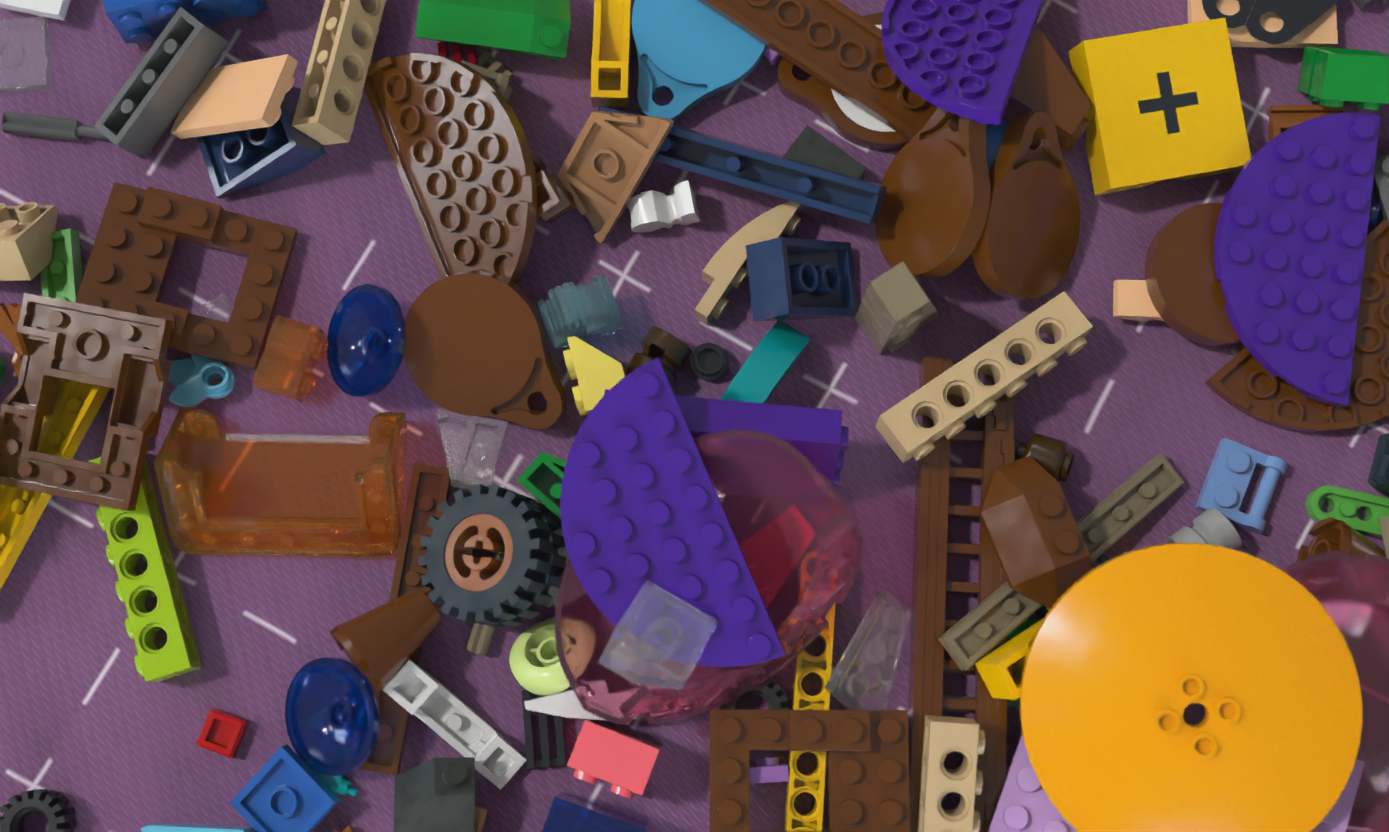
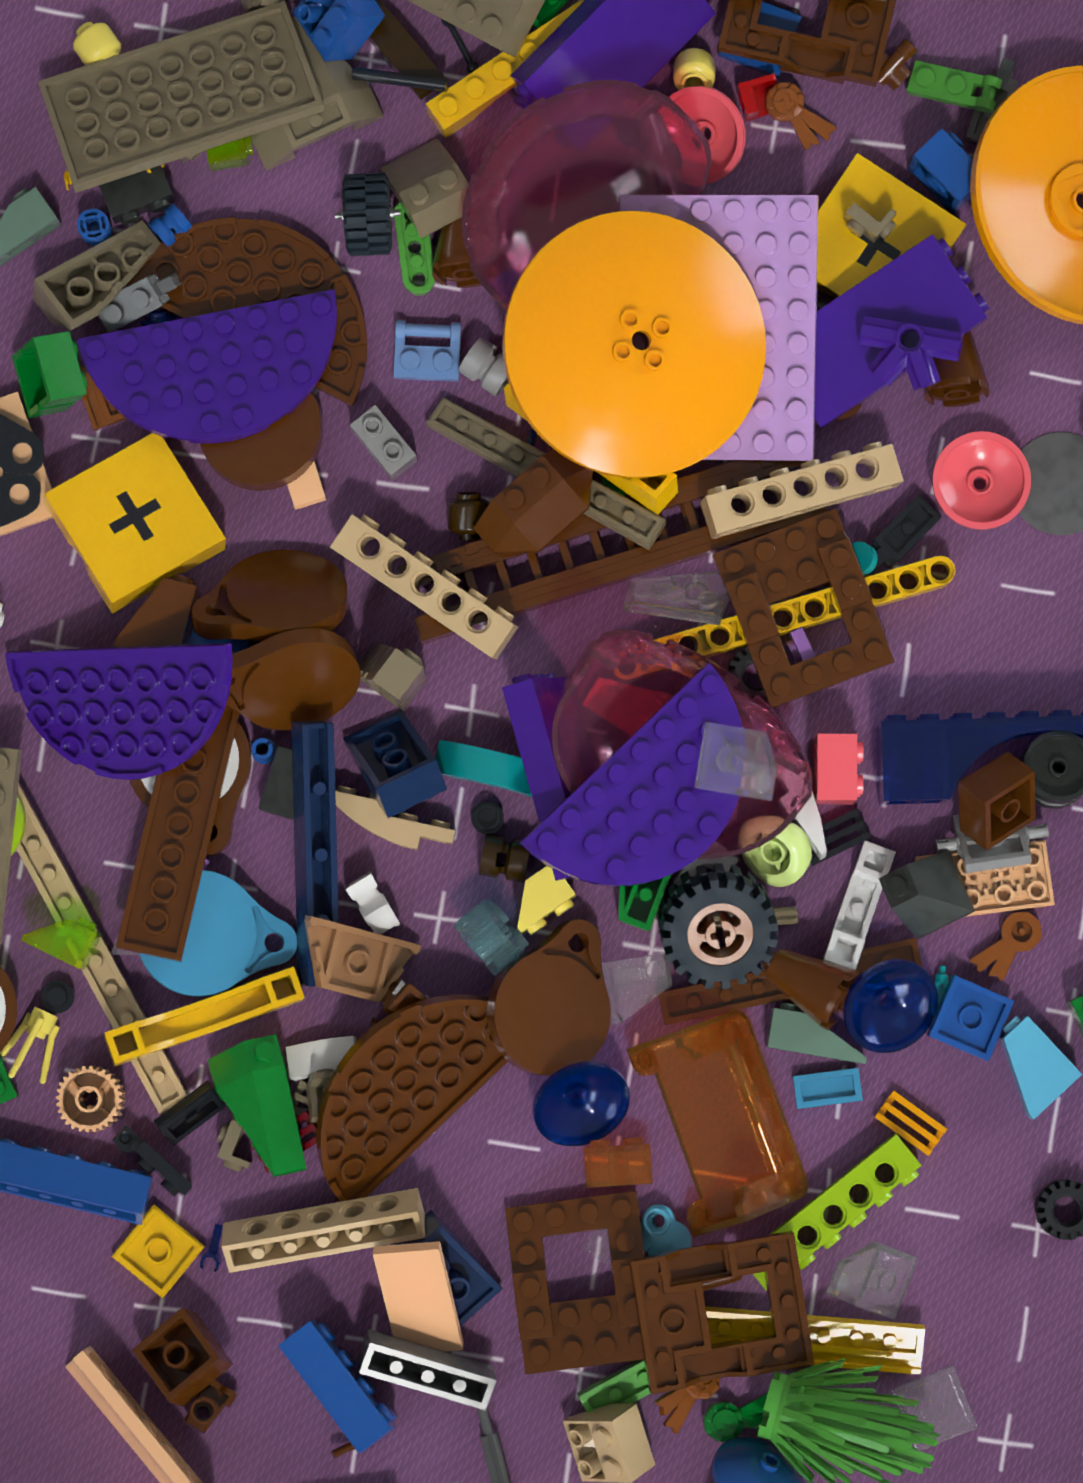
camera: 110 degrees left, 5 degrees up
(51, 580) = (873, 1278): none -> clear slope
(174, 708) = (934, 1139): none -> light orange tile
(222, 733) = (938, 1093): red tile -> none
(278, 614) = (827, 1088): none -> dark azure tile
(345, 597) = (799, 1033): none -> sand green slope
(529, 96) = (316, 1055): none -> white slope
(868, 154) = (269, 756): none -> blue pin
(1156, 398) = (383, 442): none -> light grey brick

